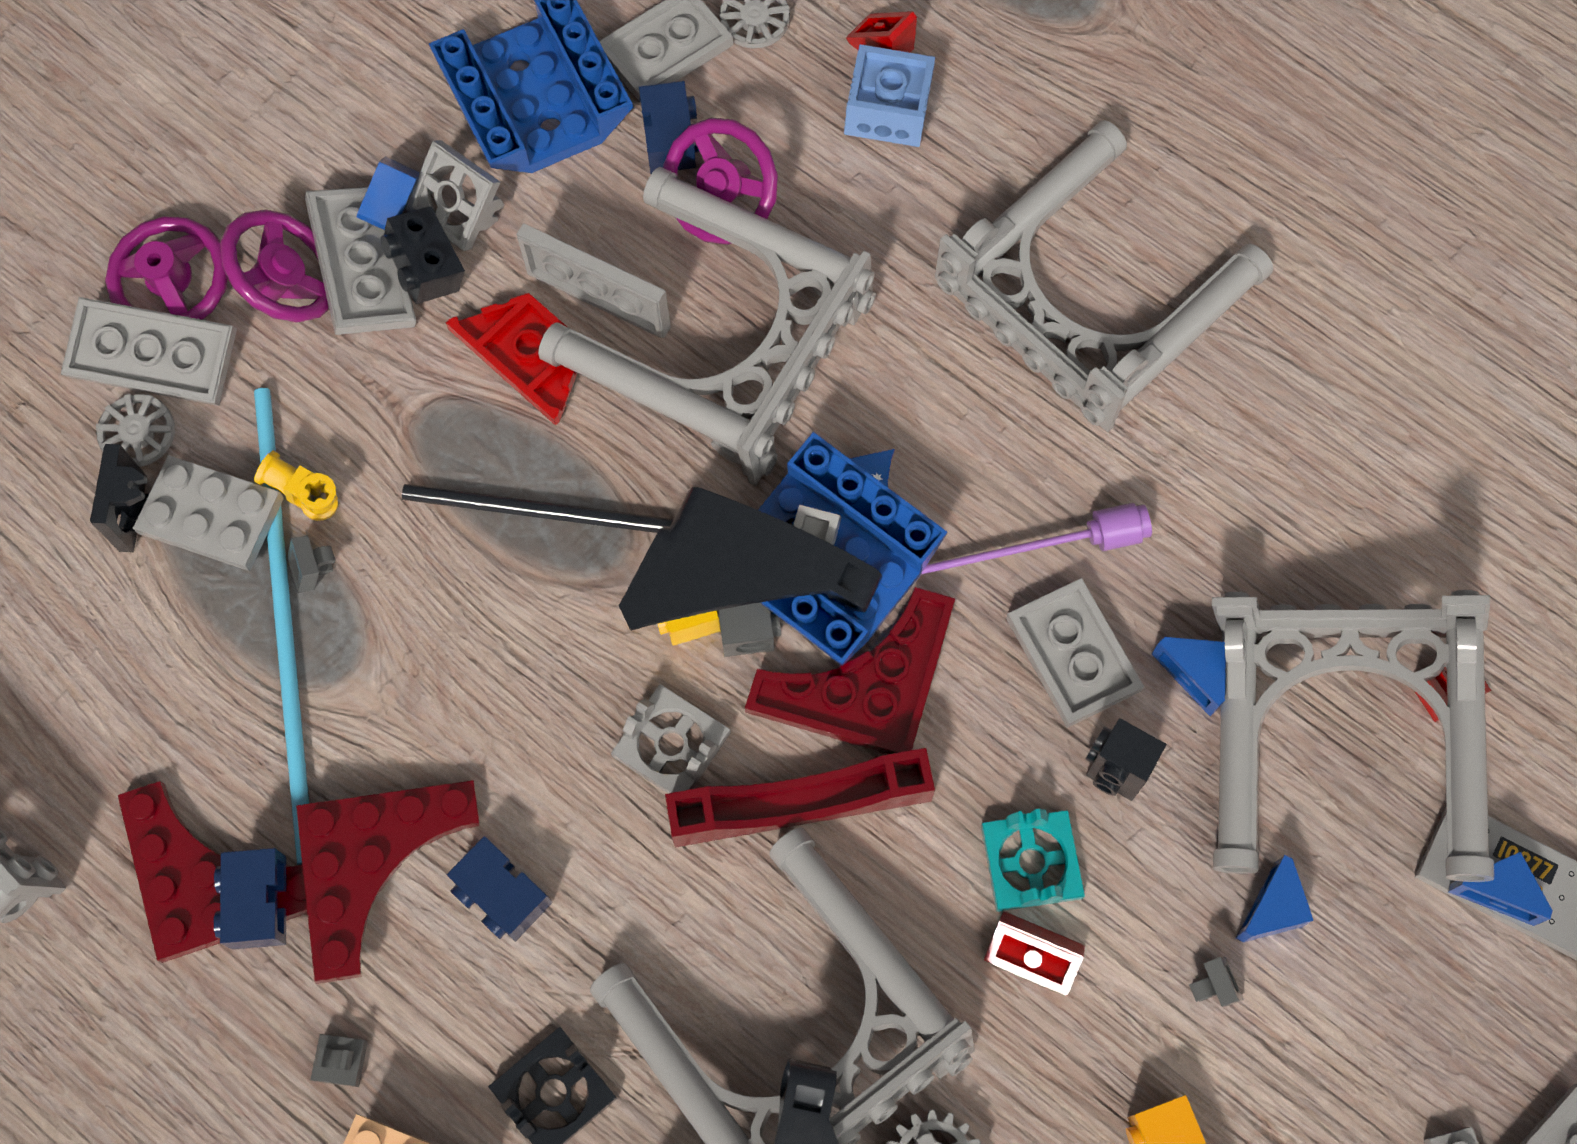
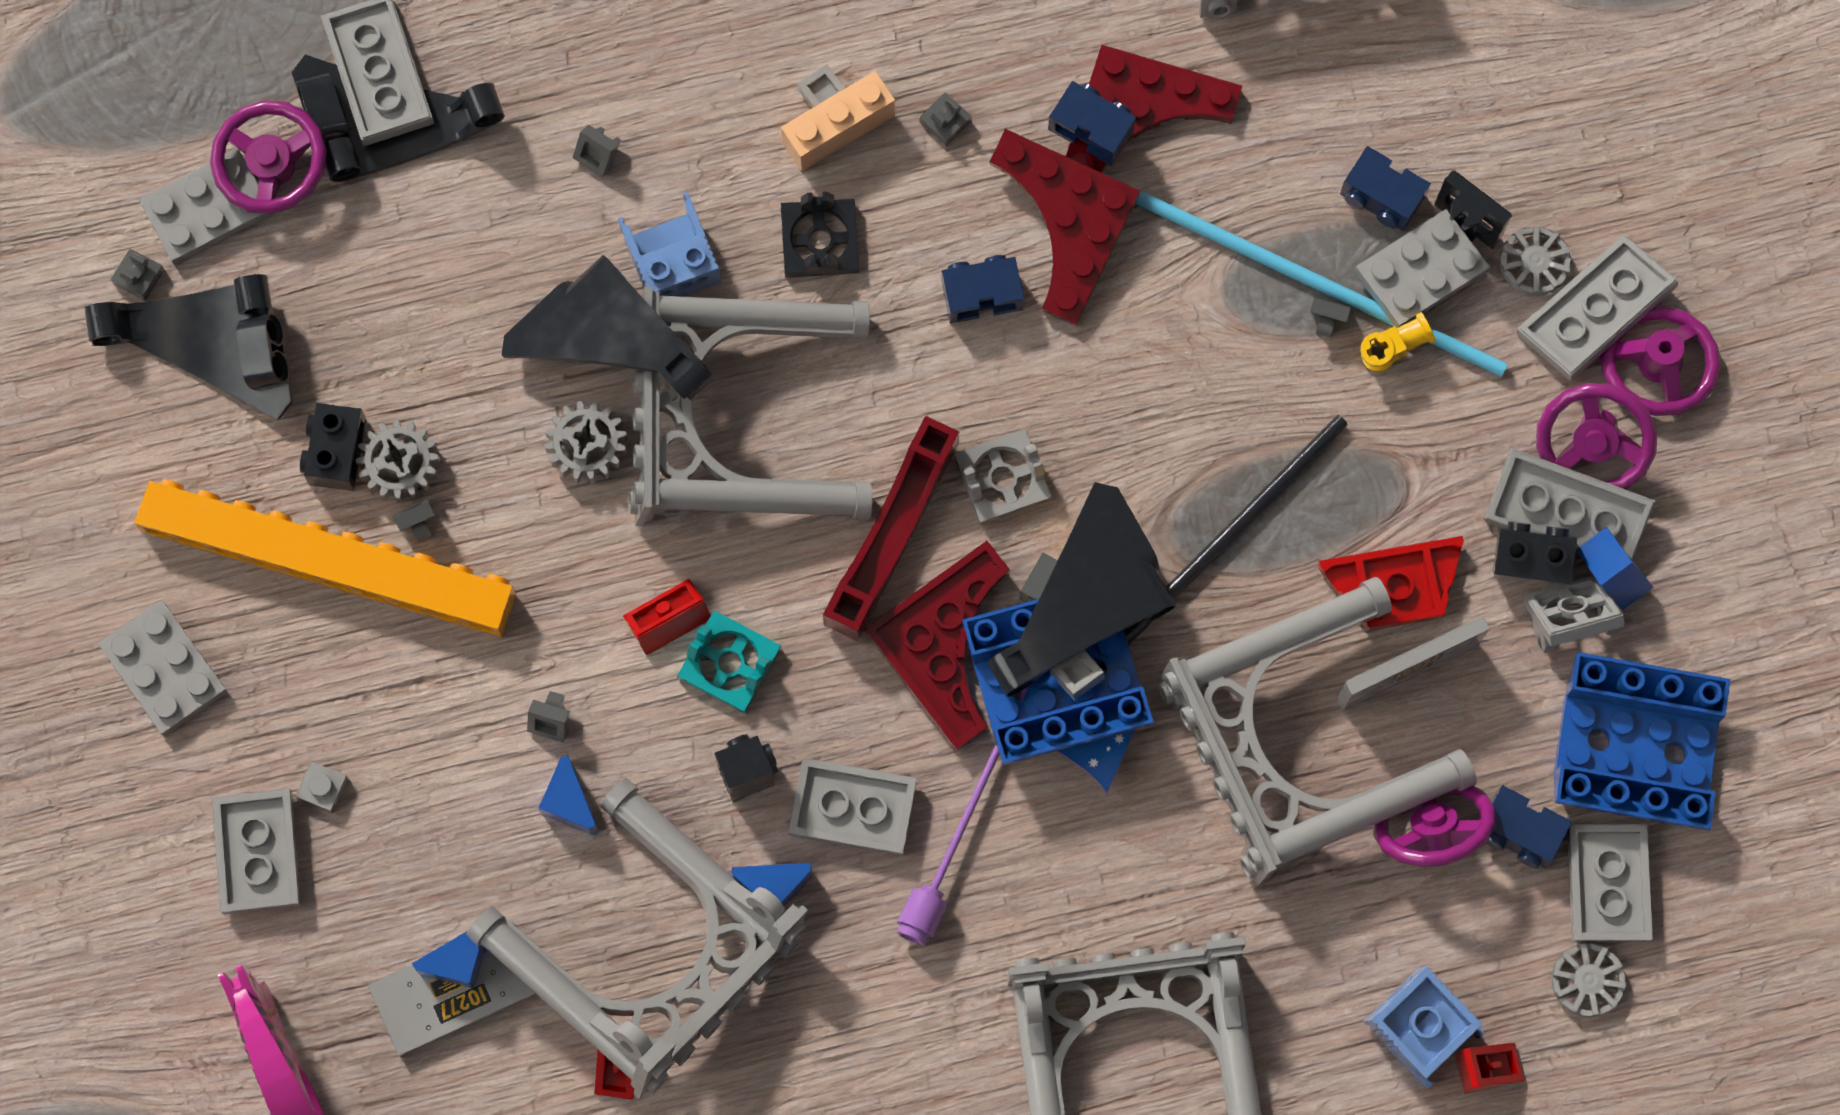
camera: 125 degrees right, 5 degrees up
(149, 595) = (1384, 190): none -> dark blue brick

